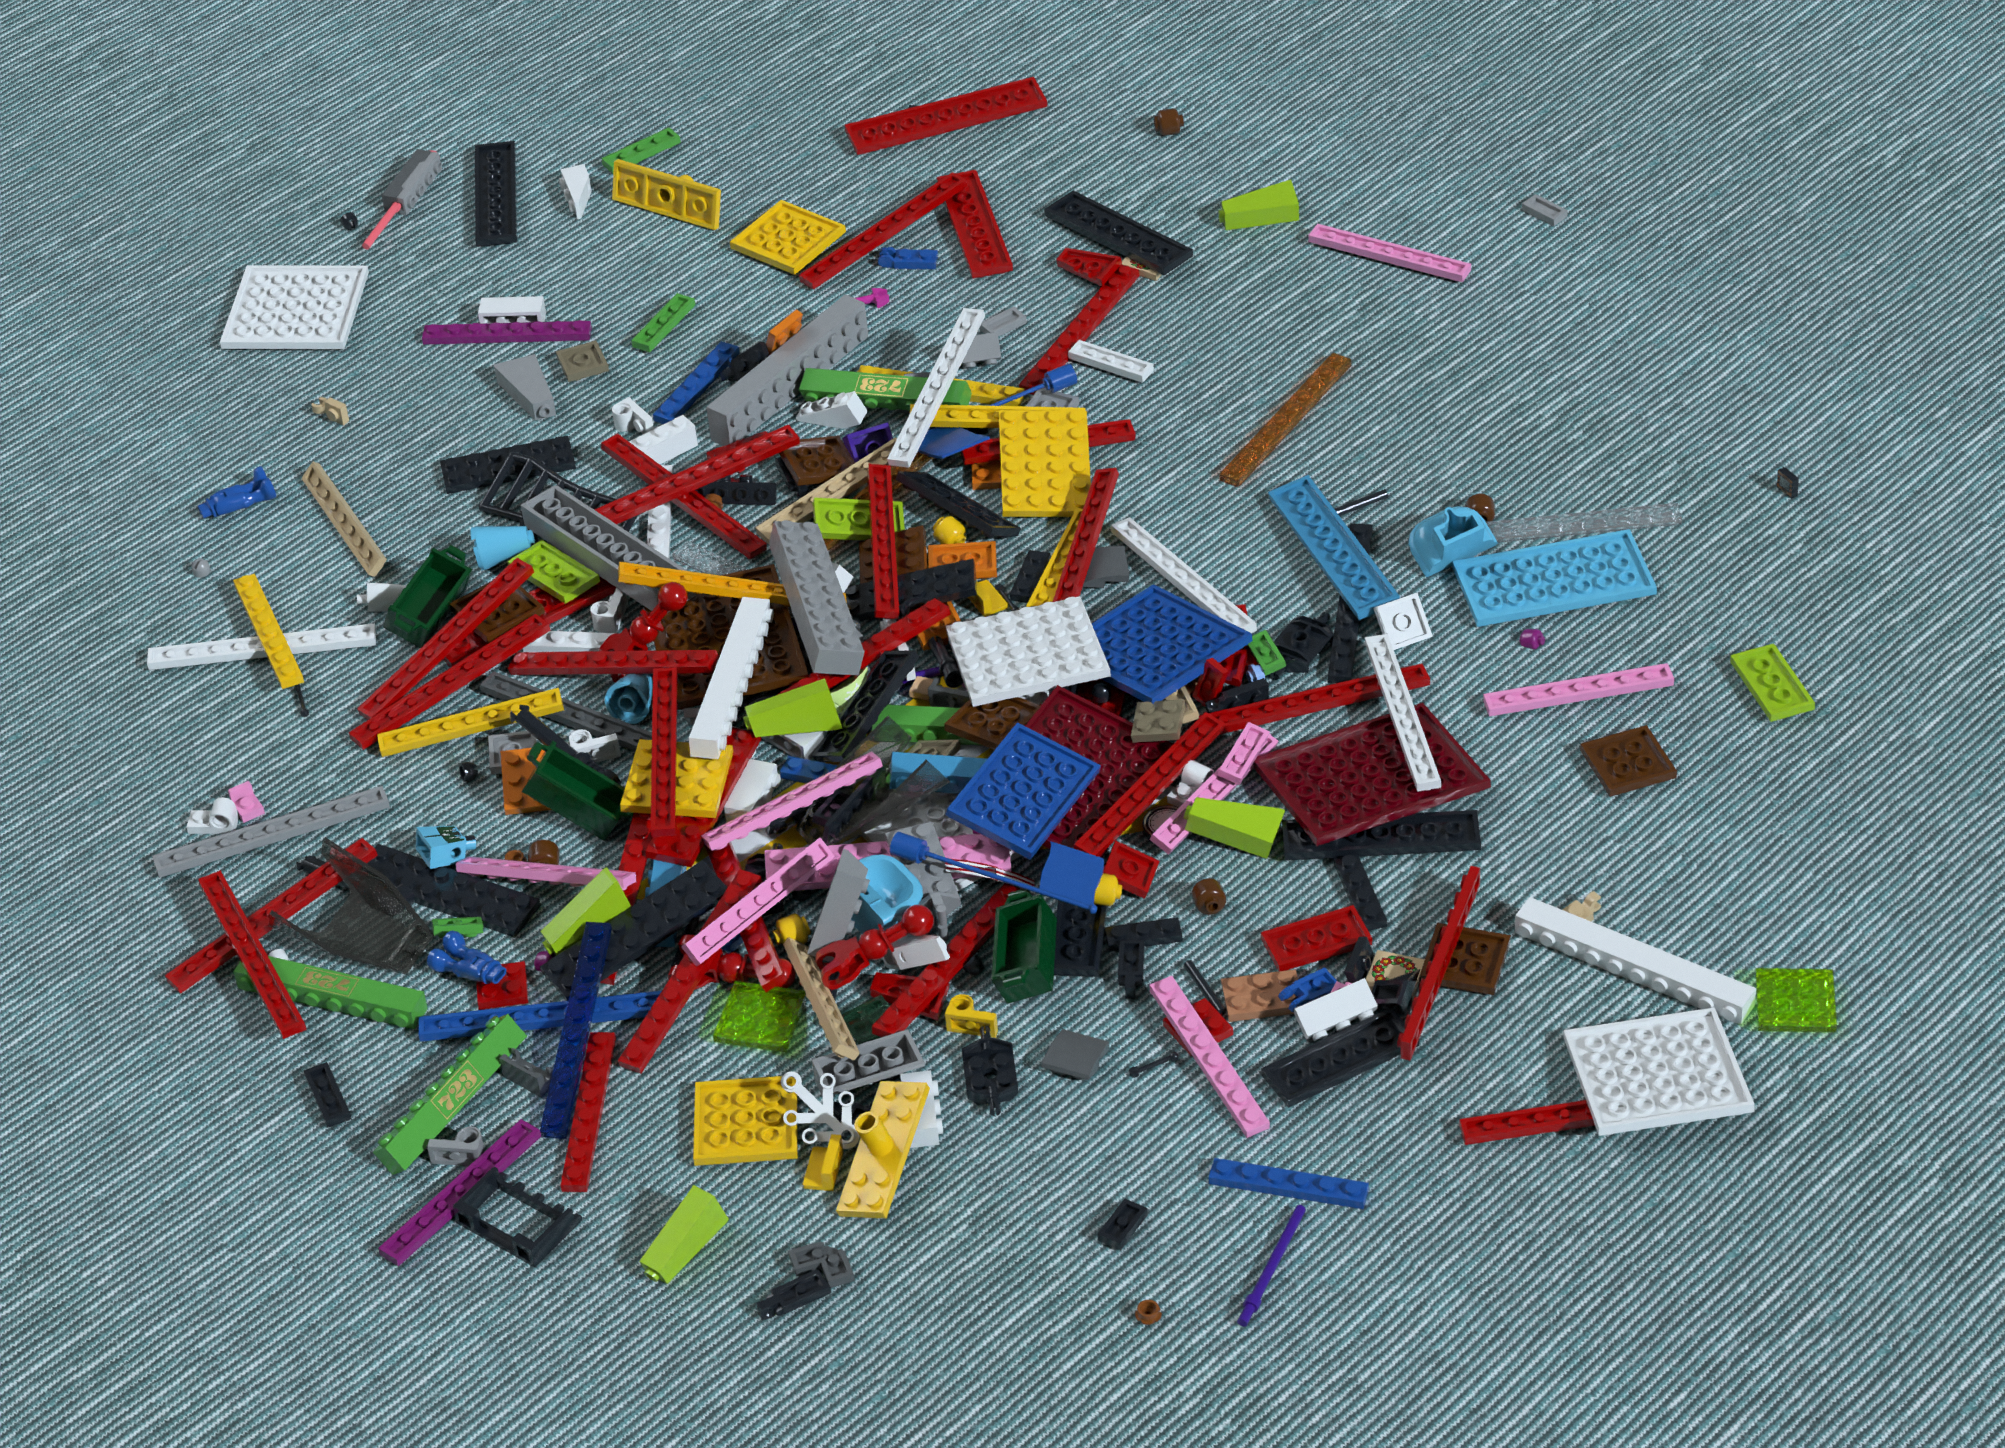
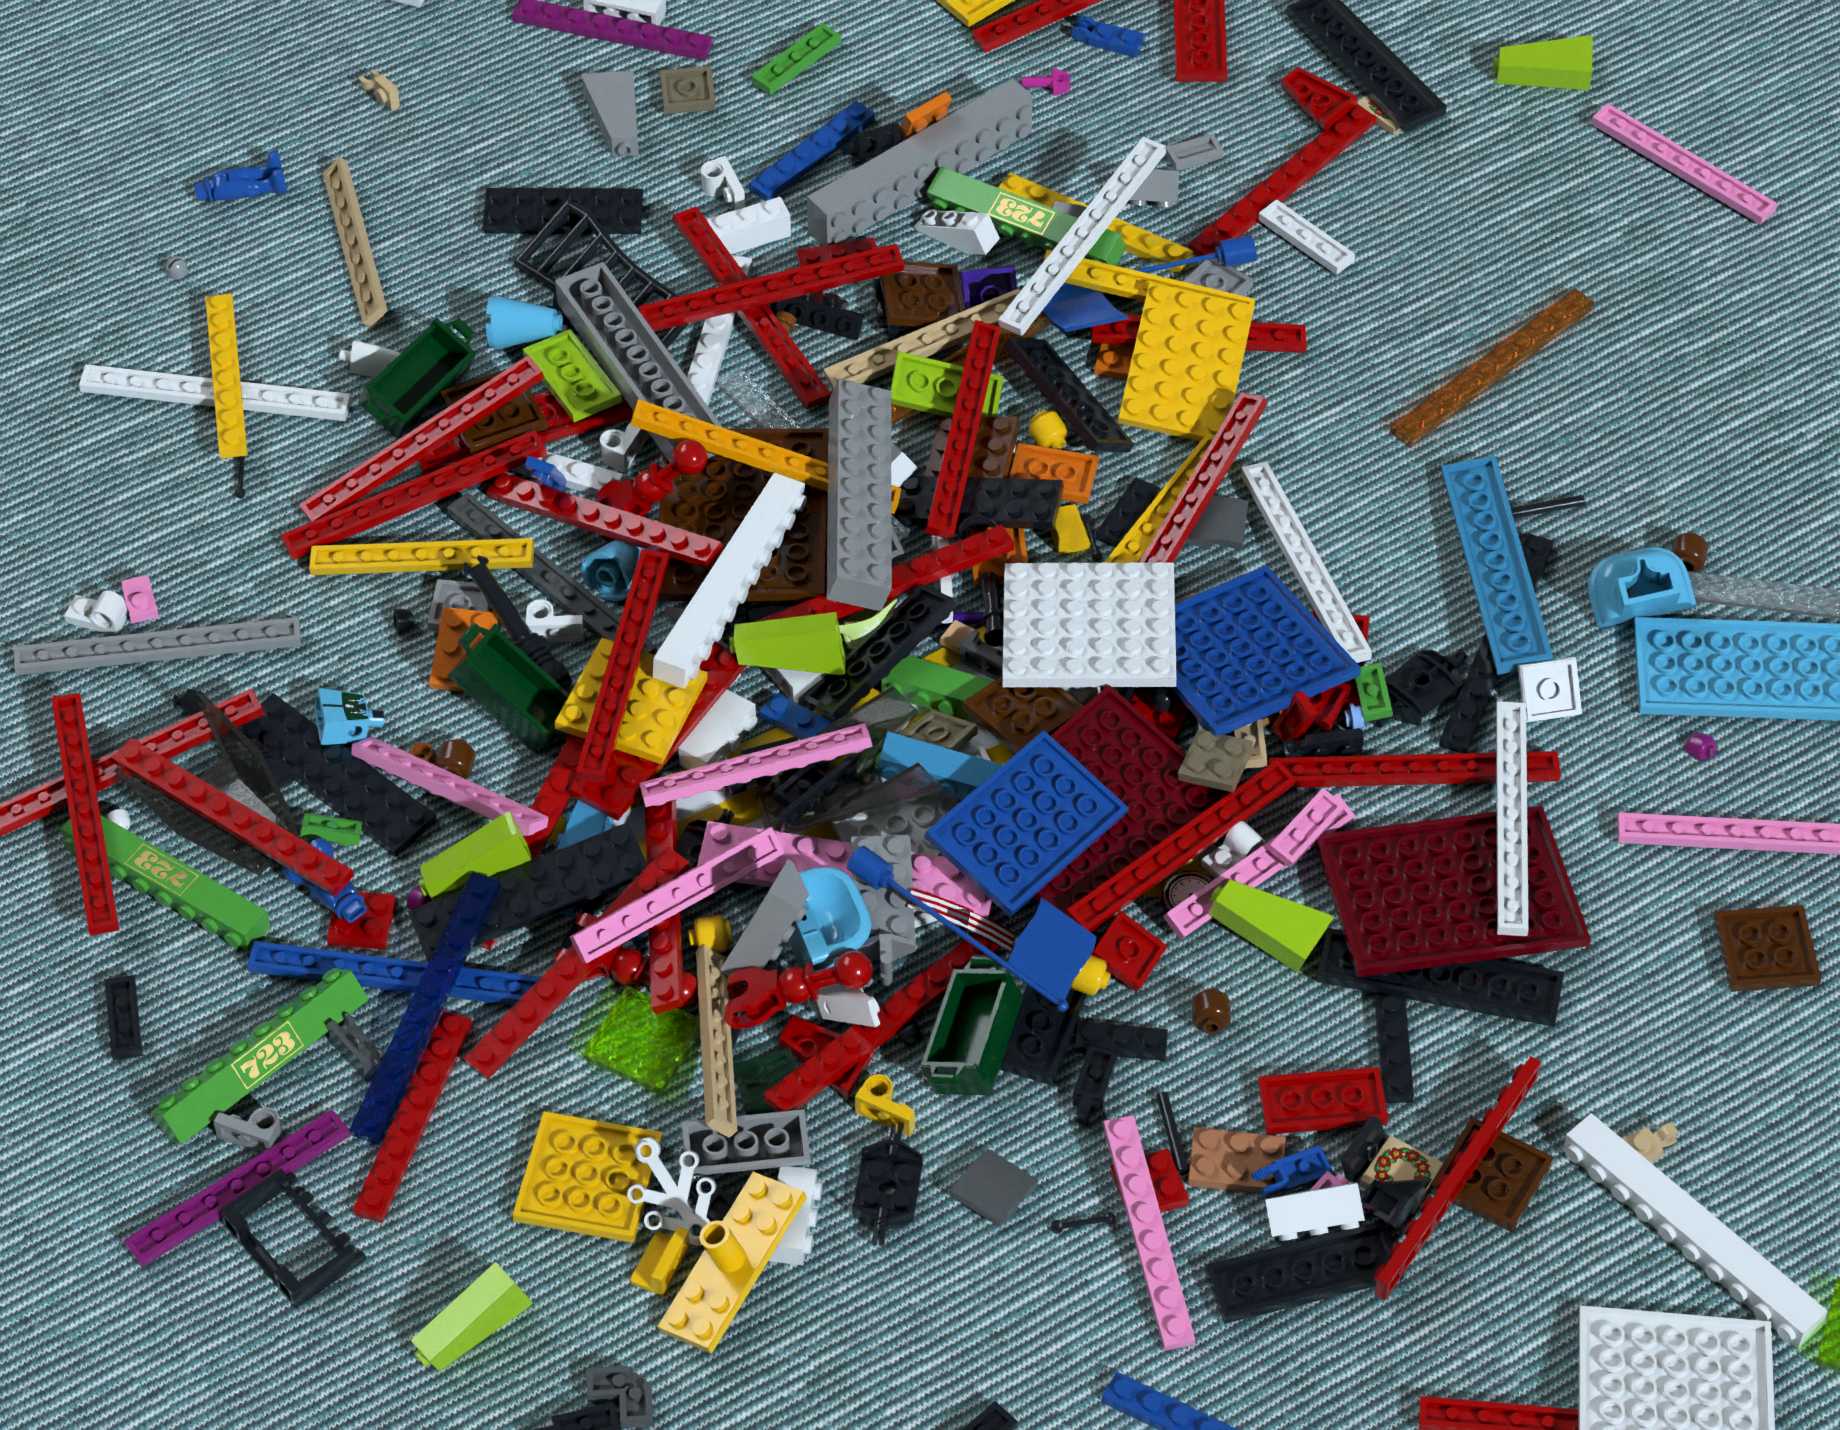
camera: 10 degrees right, 10 degrees up
(377, 929) = (233, 817): none -> red plate
(555, 638) = (545, 473): none -> blue hinge

